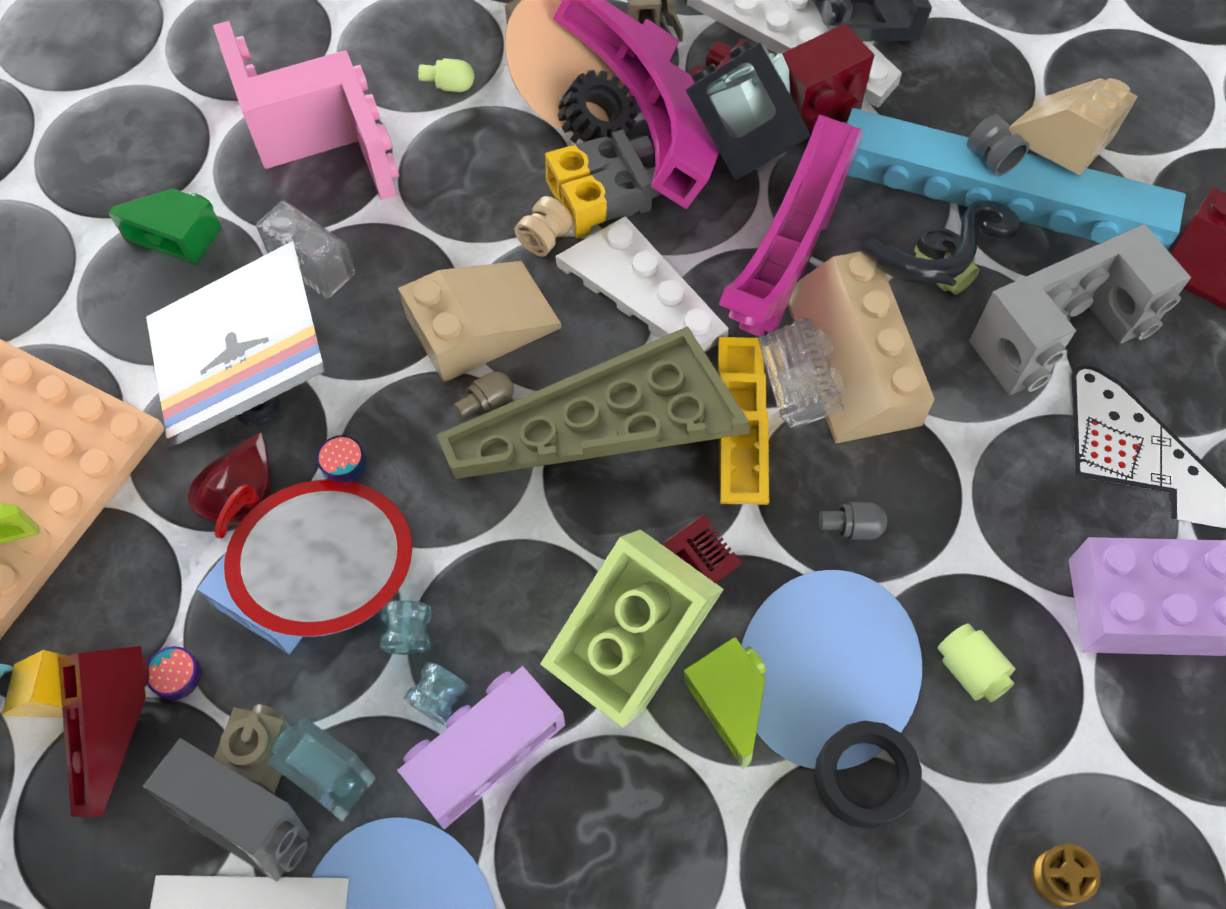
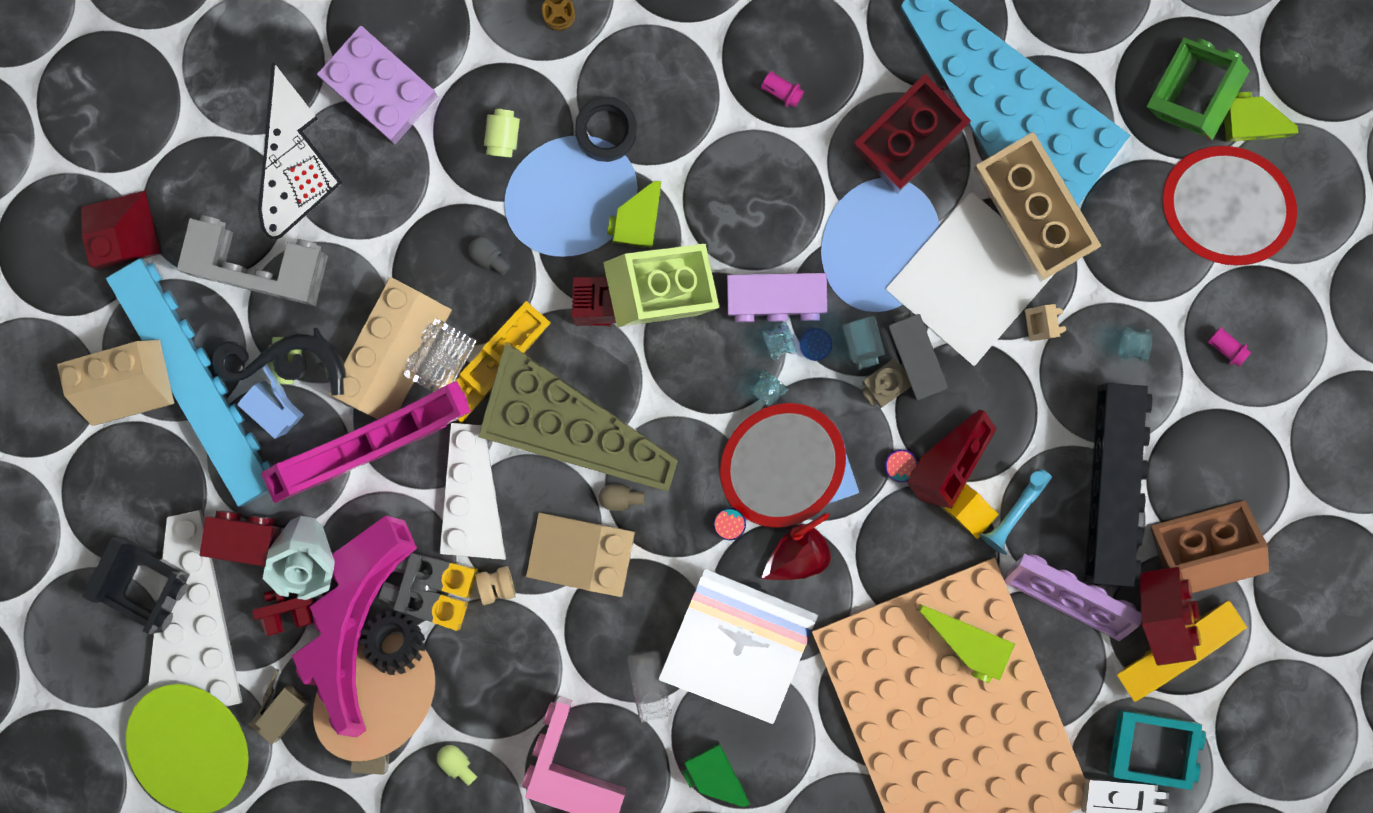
camera: 140 degrees left, 25 degrees up
(389, 732) = (815, 344): none -> clear blue tile
(767, 140) = (313, 508): black window -> none
(911, 205) = (270, 406): none -> light blue piece
(997, 145) = (190, 398): dark grey wheel -> none

